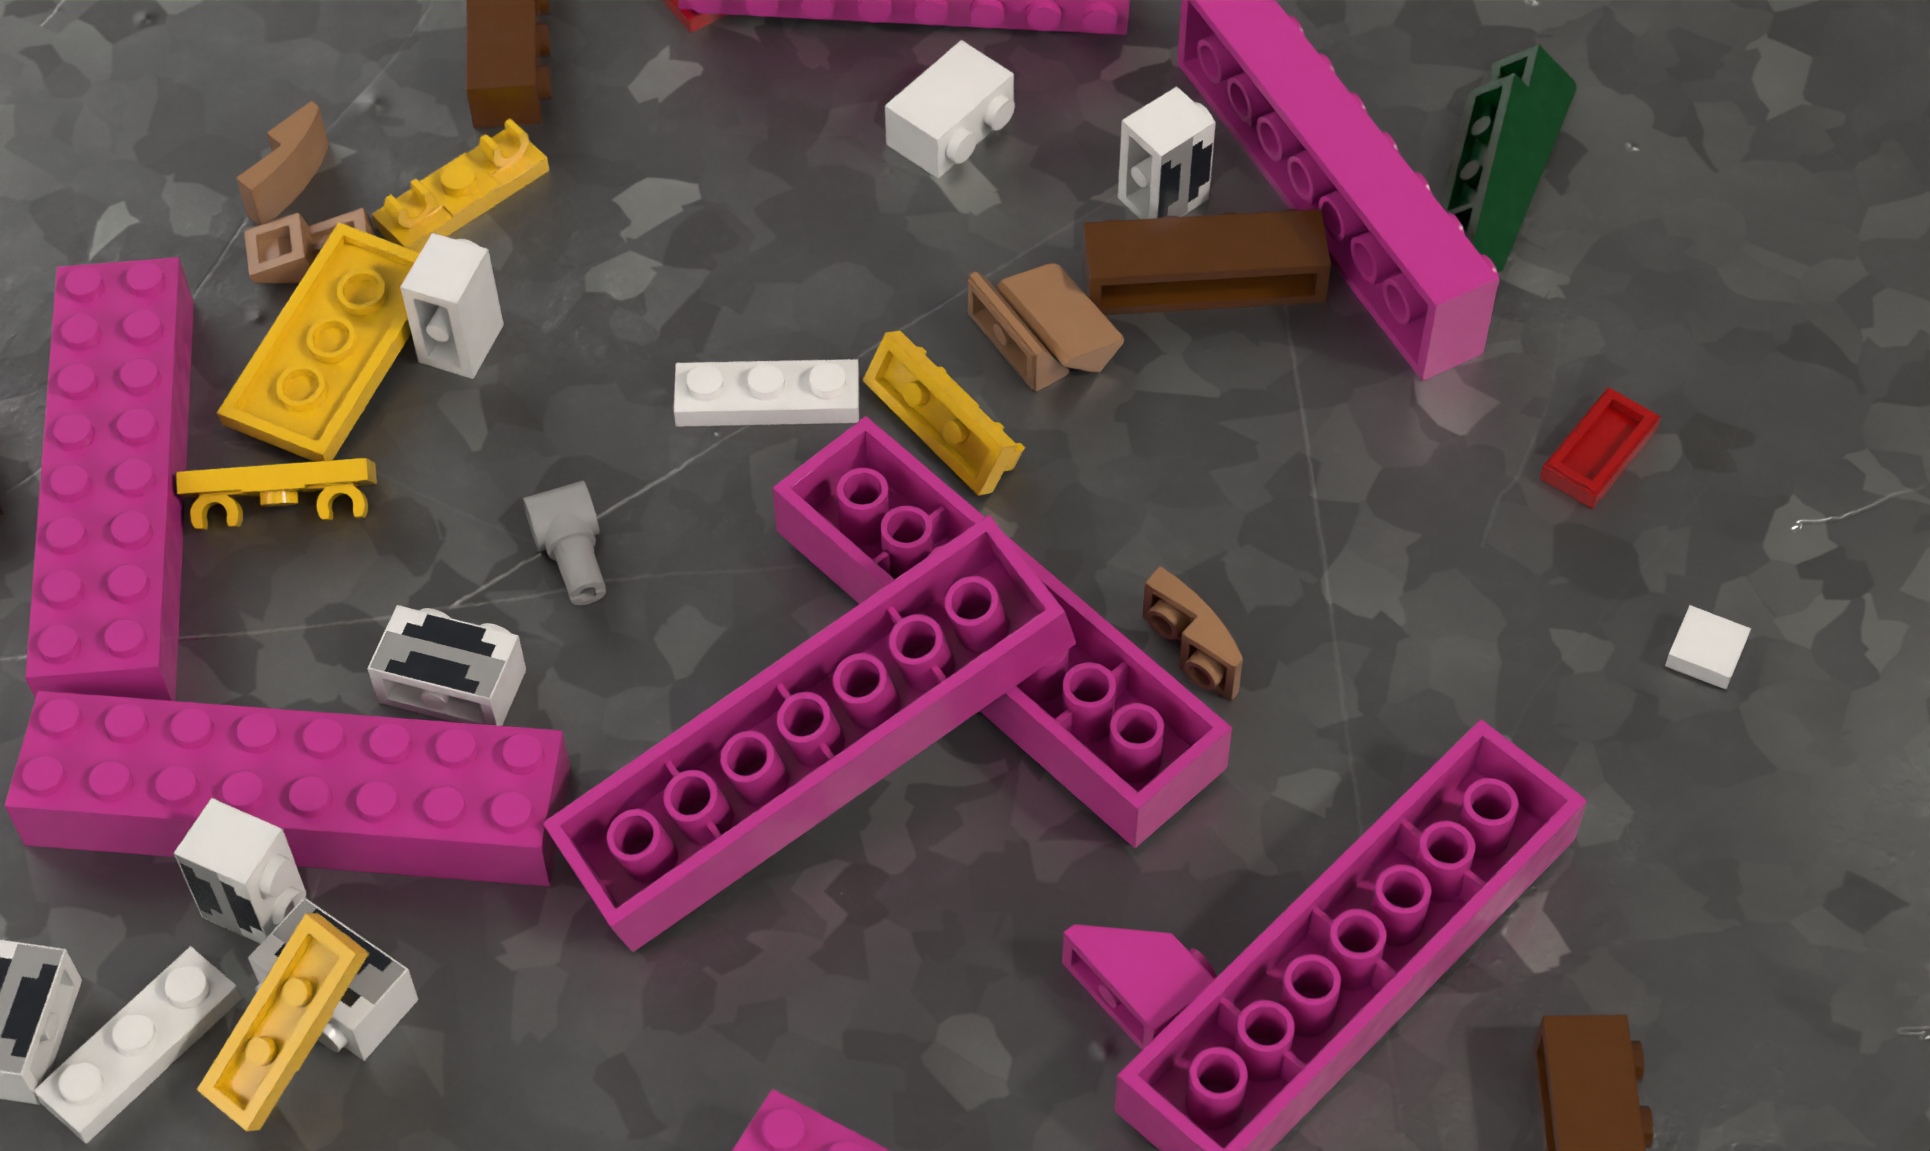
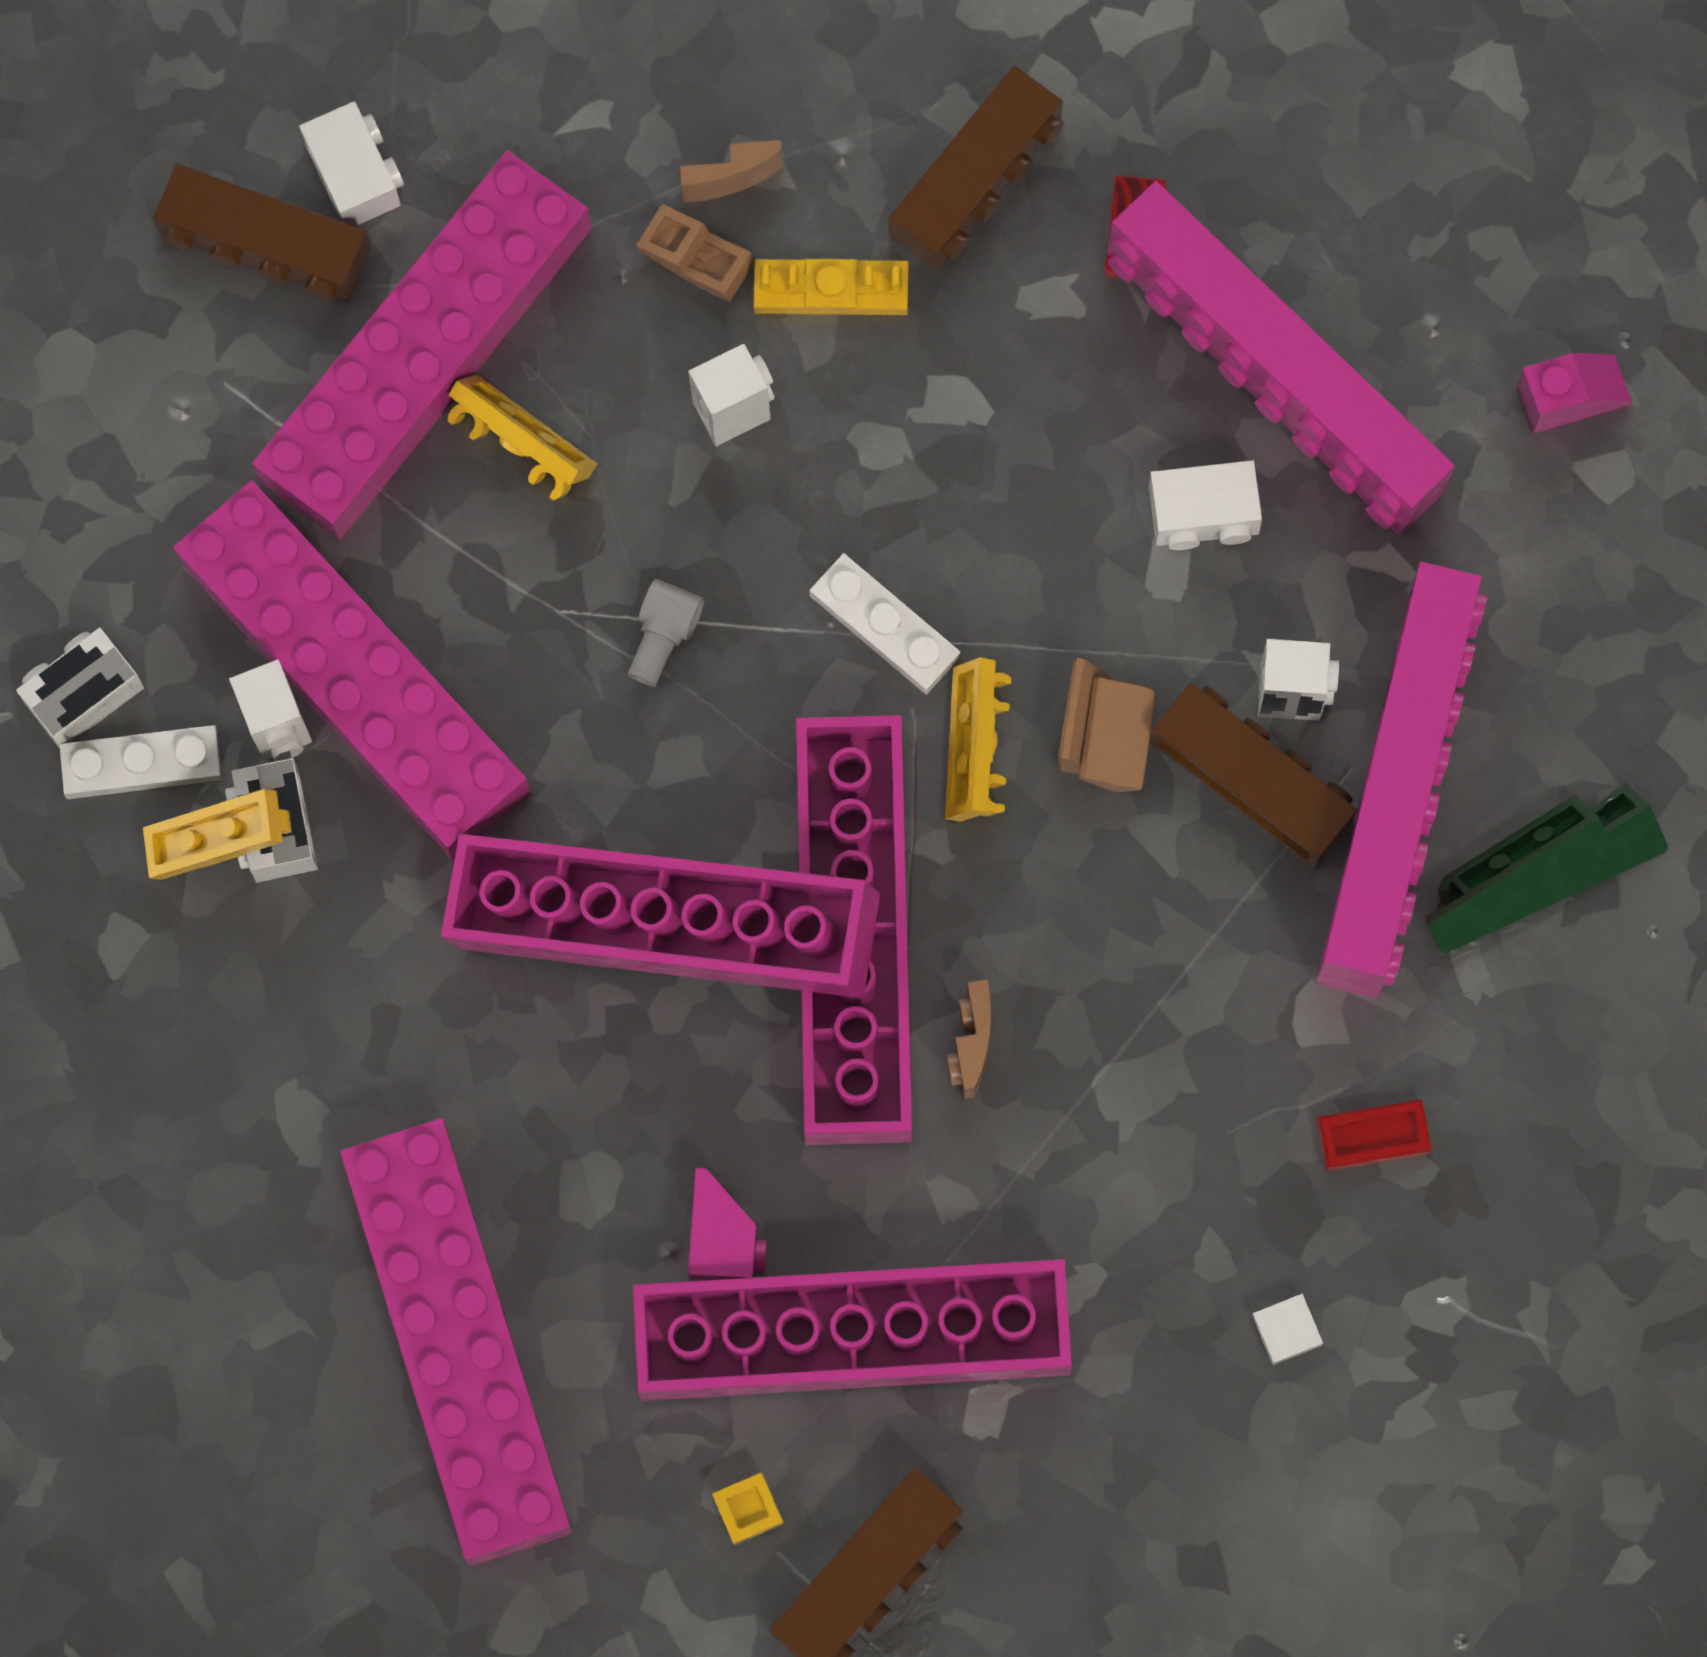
camera: 45 degrees right, 20 degrees up
(326, 348) = (636, 351): yellow plate -> none
(447, 667) = (511, 663): brick -> none

